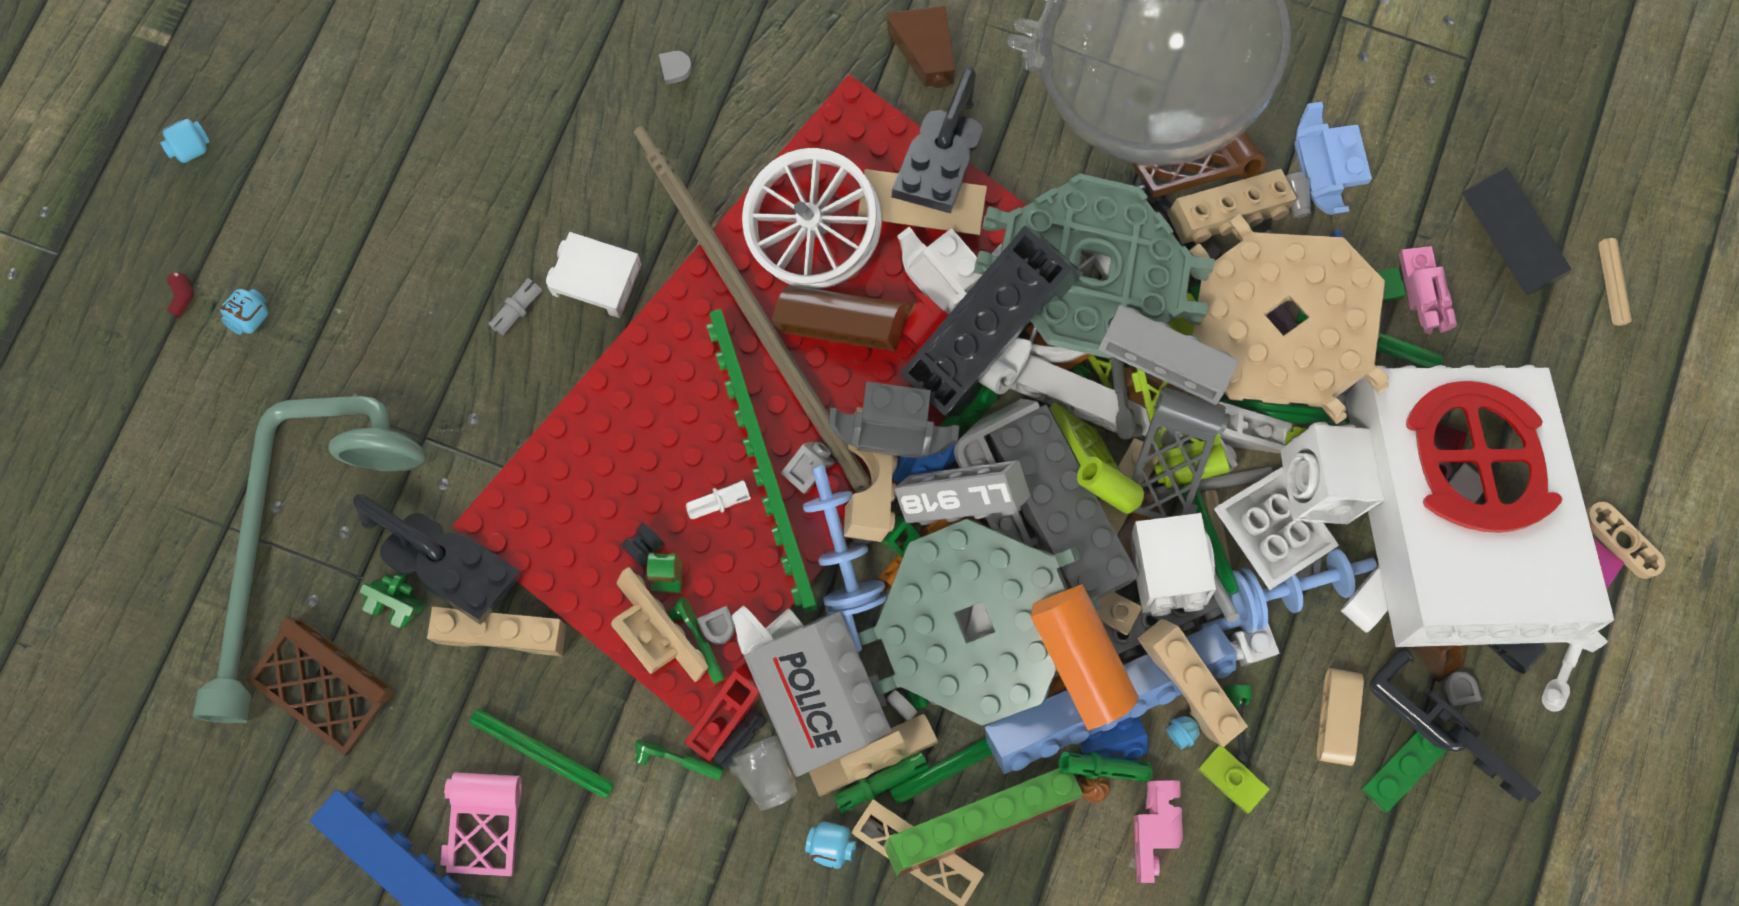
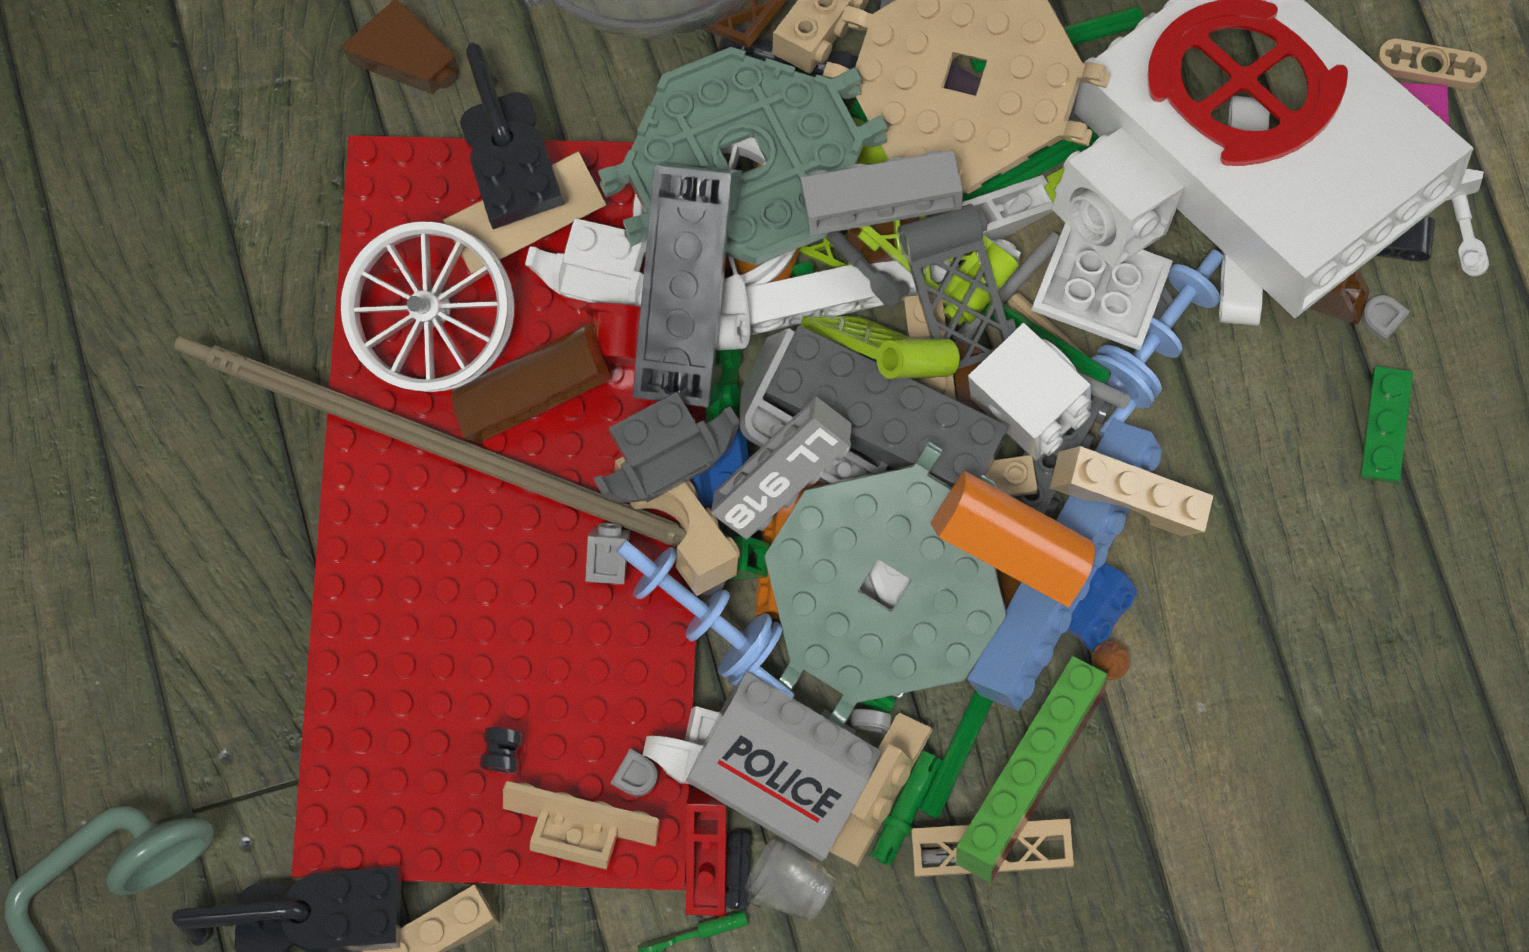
camera: 30 degrees left, 0 degrees up
(515, 307) = (183, 613): light grey pin -> none
(594, 273) = (239, 520): white panel -> none
(665, 573) = (546, 761): green leg -> none
(675, 66) = (160, 252): light grey tile -> none
(684, 611) = (590, 785): green piece -> none
(718, 500) = (544, 652): white axle -> none
(763, 473) = (569, 592): green plate -> none
(830, 845) = (903, 903): medium azure head -> none
(1095, 766) = (1098, 638): green pin -> none
(1158, 829) = (1200, 657): bright pink plate -> none
(1183, 731) = (1156, 546): medium azure plate -> none
(1233, 779) = (1235, 556): lime plate -> none
(1240, 697) = (1187, 474): hinge -> none
(1254, 646) = (1163, 415): white bracket -> none
(1340, 716) = (1291, 424): tan beam -> none
(1448, 439) = (1201, 85): dark red plate -> none
(1456, 738) = (1412, 362): black plate -> none

